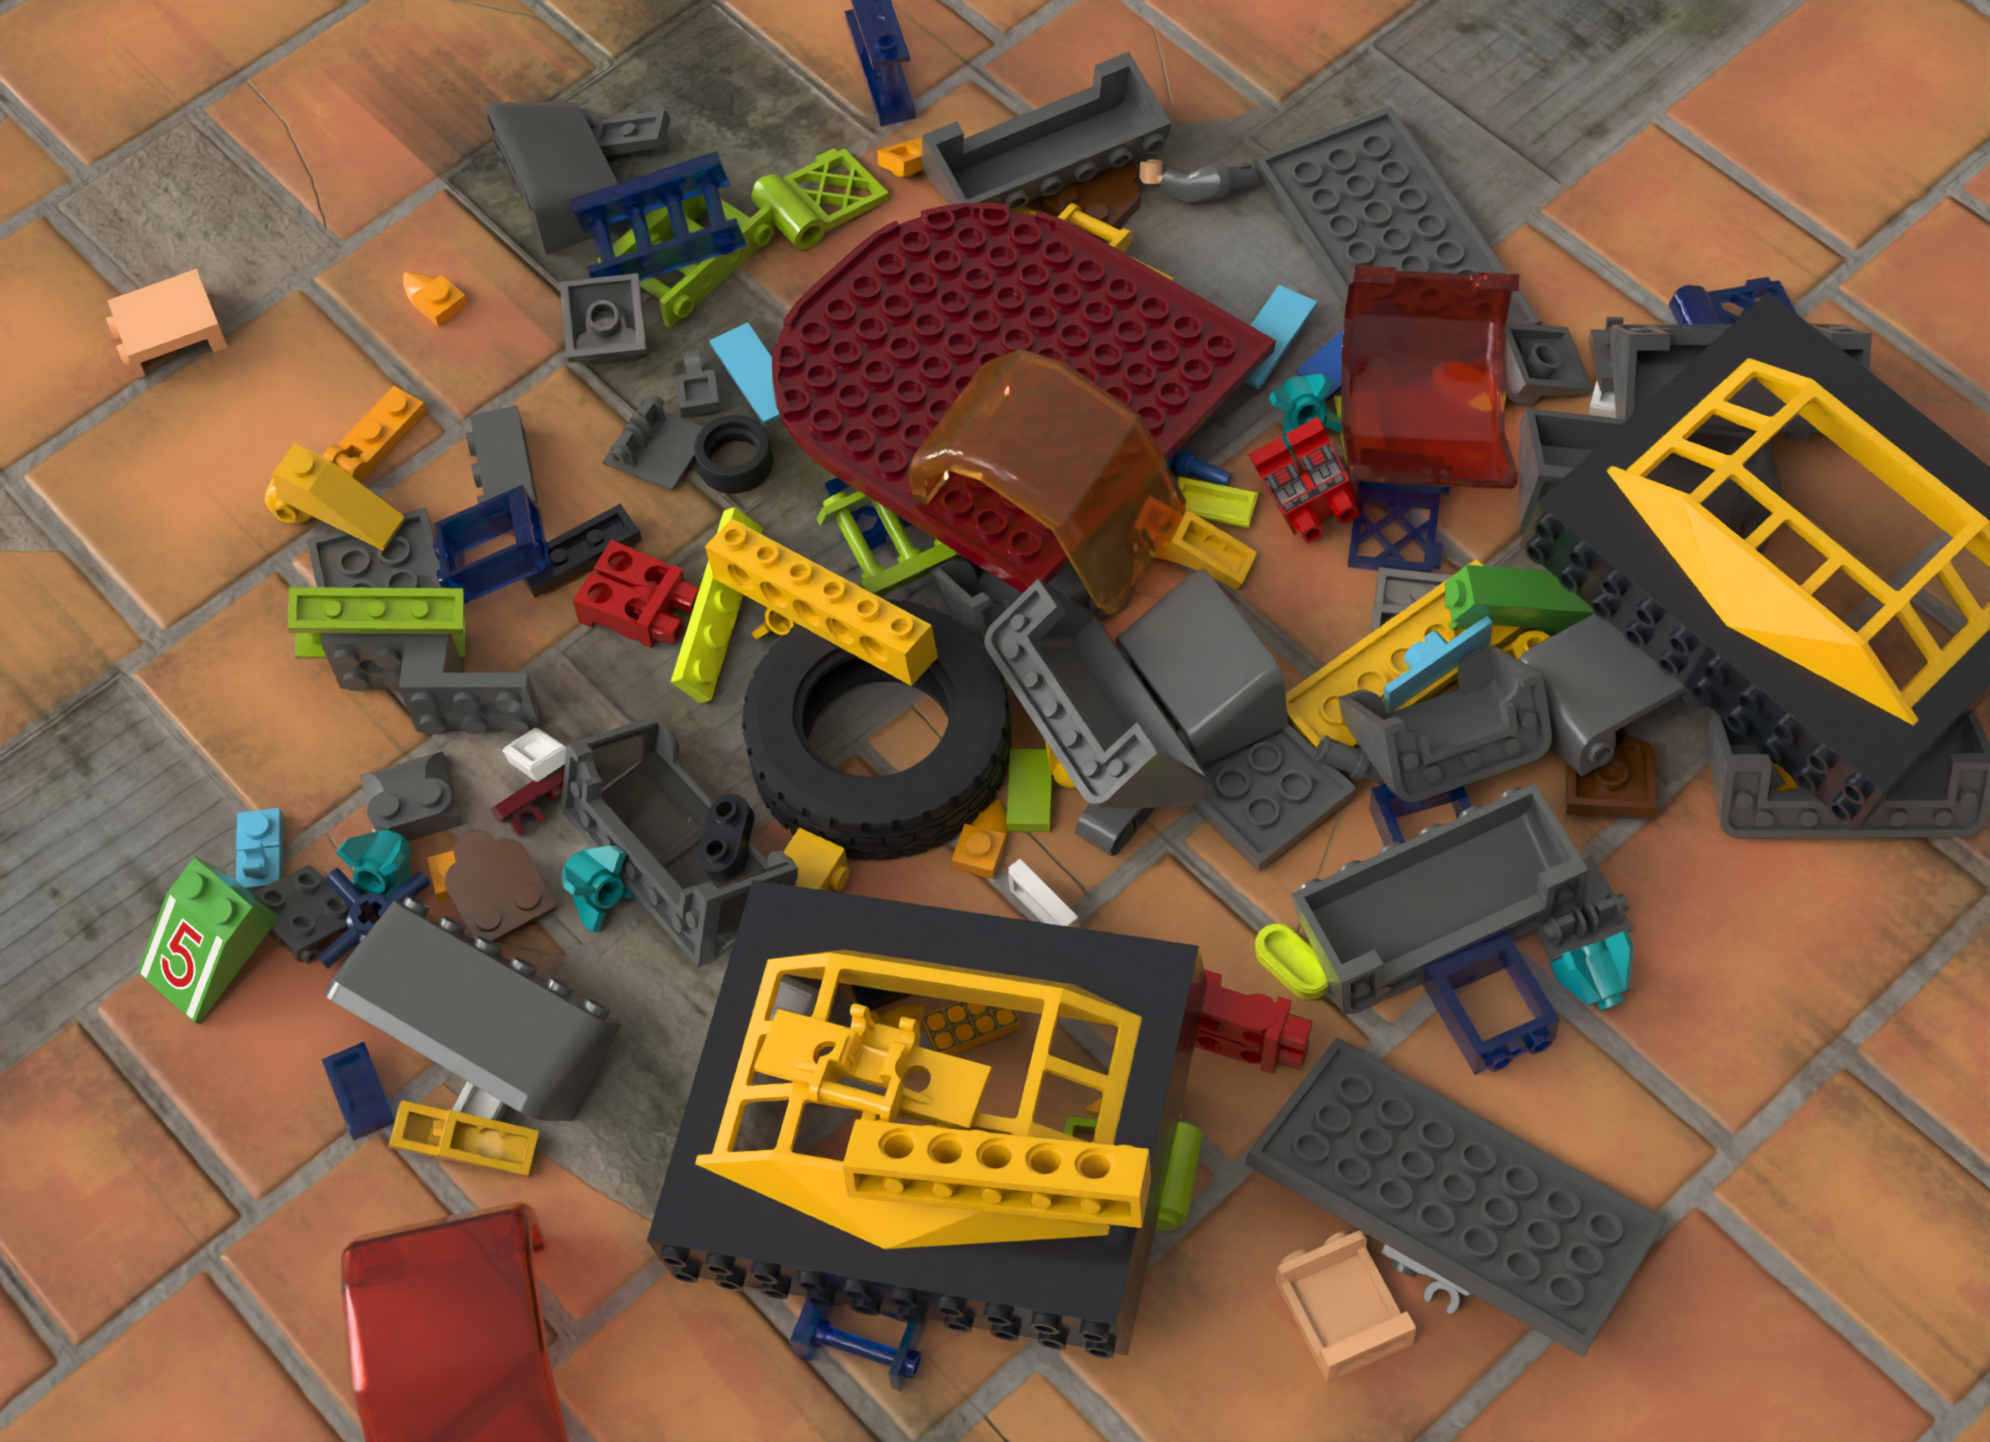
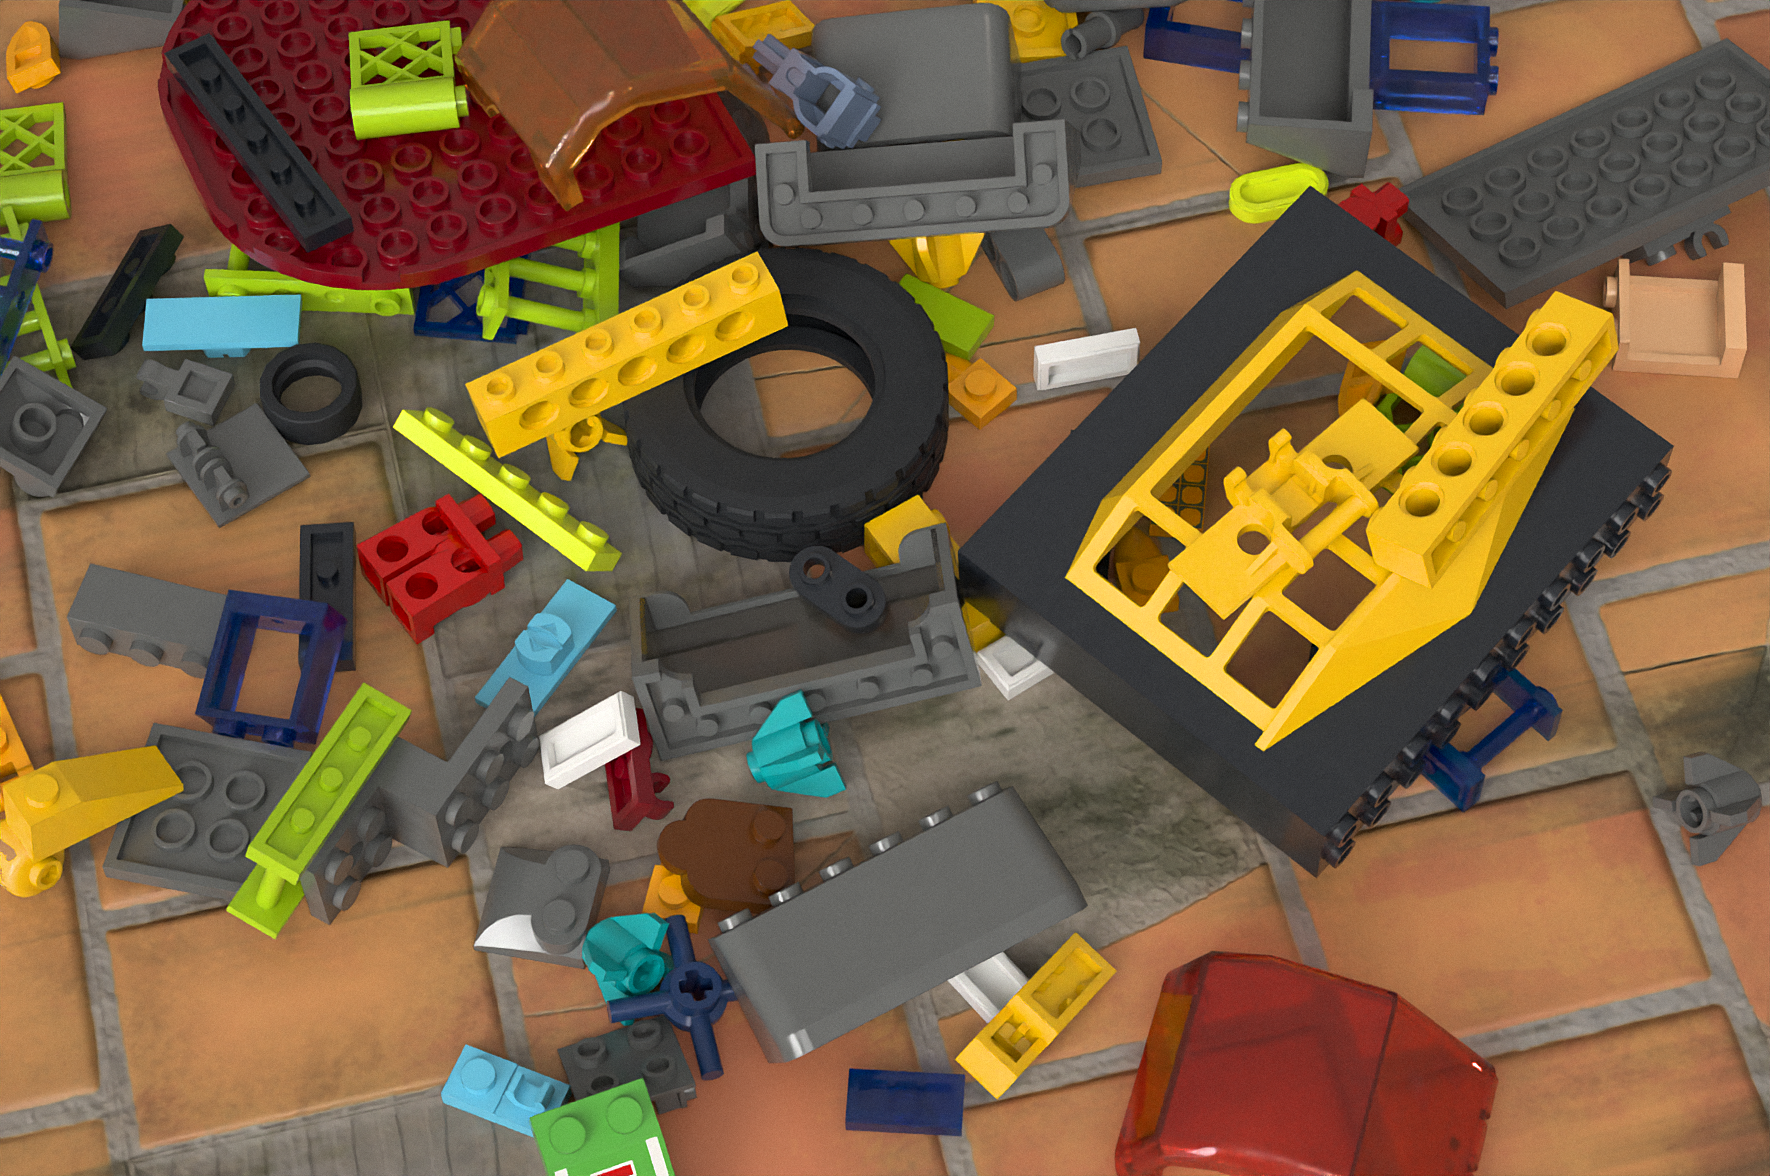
camera: 65 degrees left, 0 degrees up
(608, 698) = (551, 644): none -> medium azure piece
(756, 311) = (126, 294): none -> black plate
(859, 298) = (259, 143): none -> black plate
(949, 360) = (405, 101): none -> lime piece
(1135, 609) = (804, 81): none -> sand blue piece

